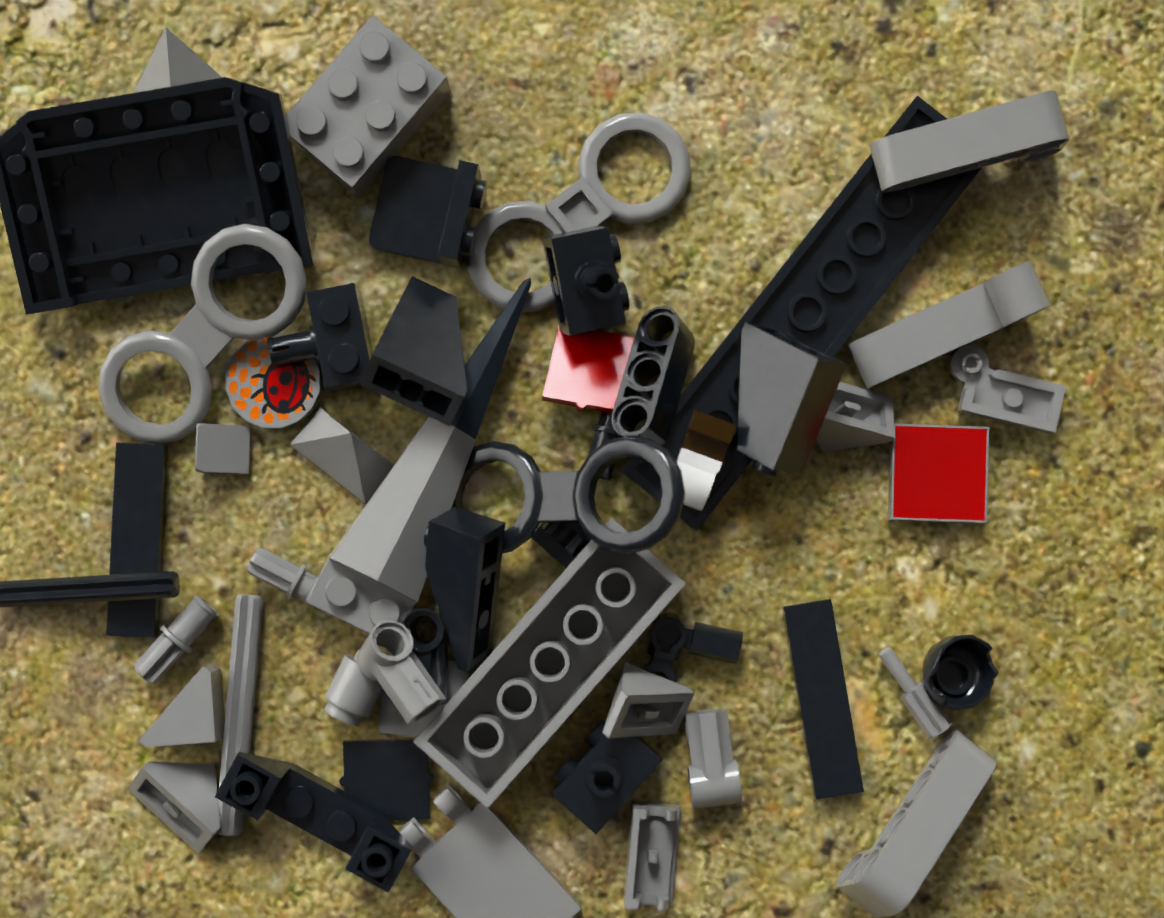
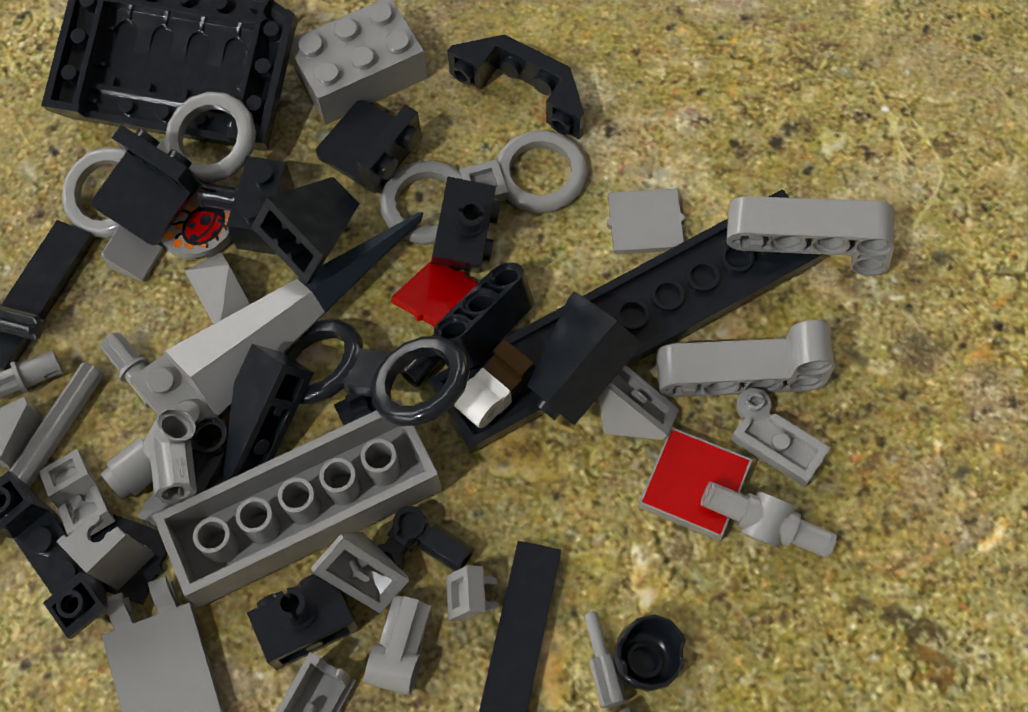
camera: 25 degrees right, 20 degrees down
(209, 377) = (146, 186): none -> black bracket
(307, 739) = (75, 492): none -> light grey slope
(377, 801) = (109, 560): none -> light grey hinge
(504, 56) = (479, 59): none -> black slope
(757, 683) = (467, 593): none -> light grey tile
(774, 185) = (645, 221): none -> light grey piece
(1027, 488) = (768, 519): none -> light grey pin

